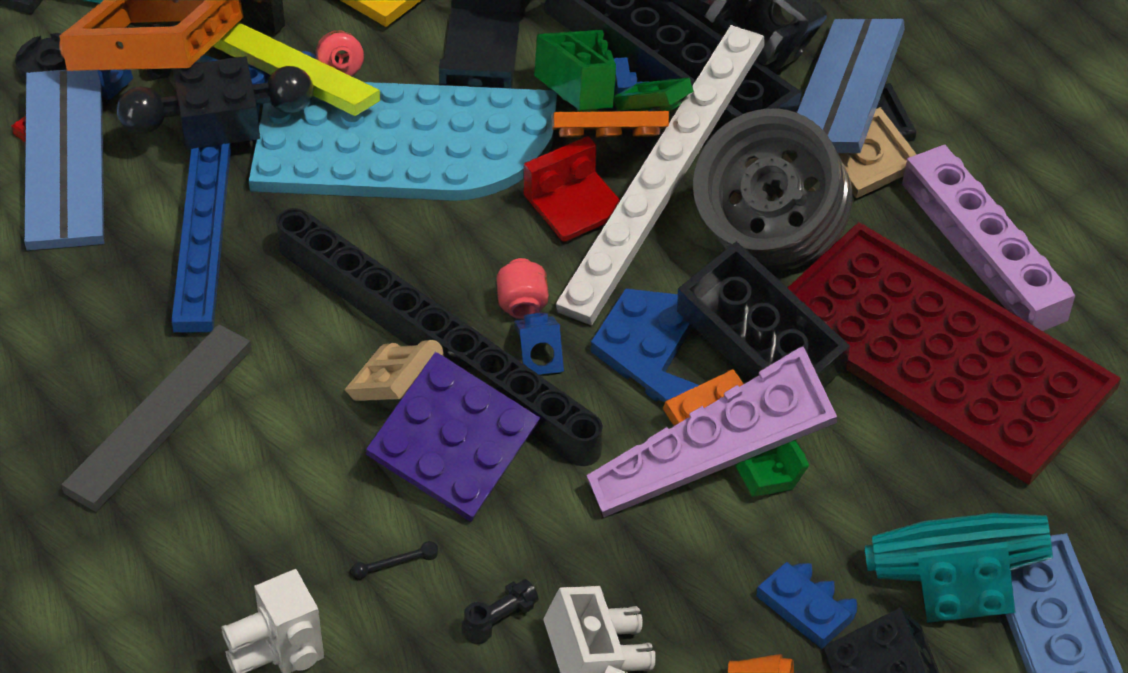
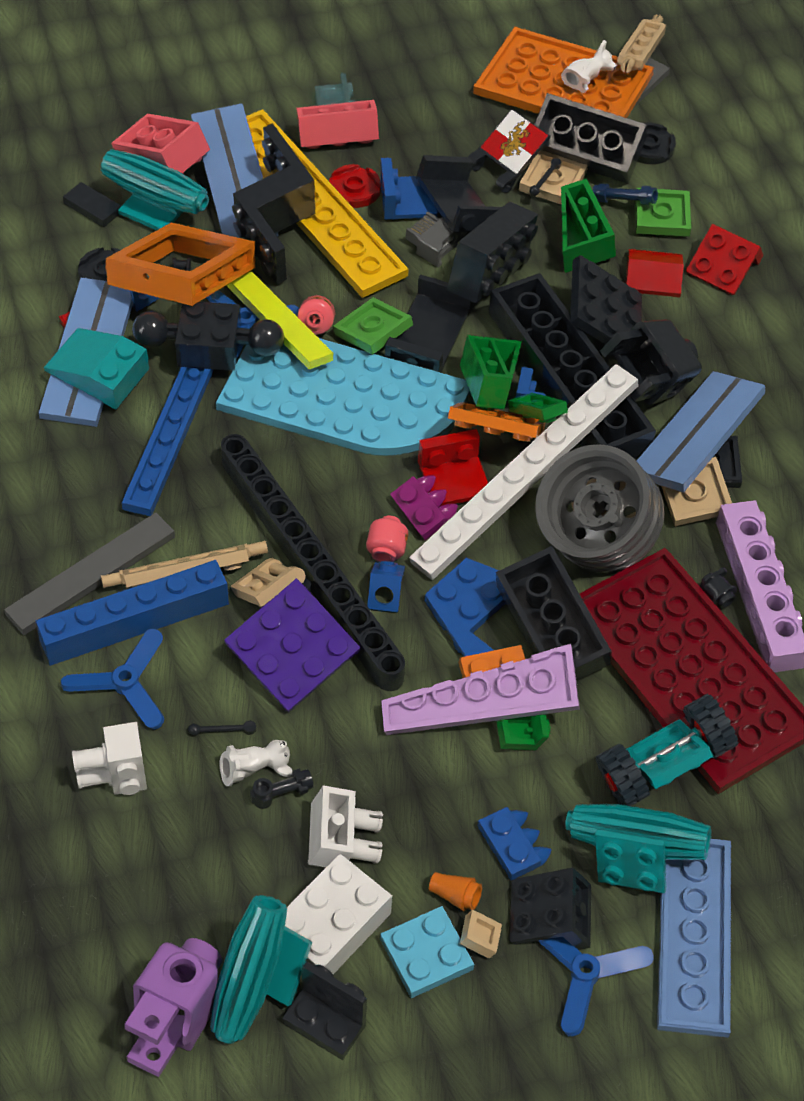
camera: 15 degrees right, 5 degrees up
(88, 166) = (100, 365): none -> teal slope
(231, 448) = (132, 612): none -> blue brick
(254, 519) = (132, 688): none -> blue piece
(265, 386) = (228, 558): none -> tan plate
(412, 52) = (372, 325): none -> bright green plate
(435, 594) = (241, 763): none -> white animal
(550, 243) = (423, 507): none -> magenta plate
(939, 252) = (718, 588): none -> black brick
(959, 445) = (668, 751): none -> plate

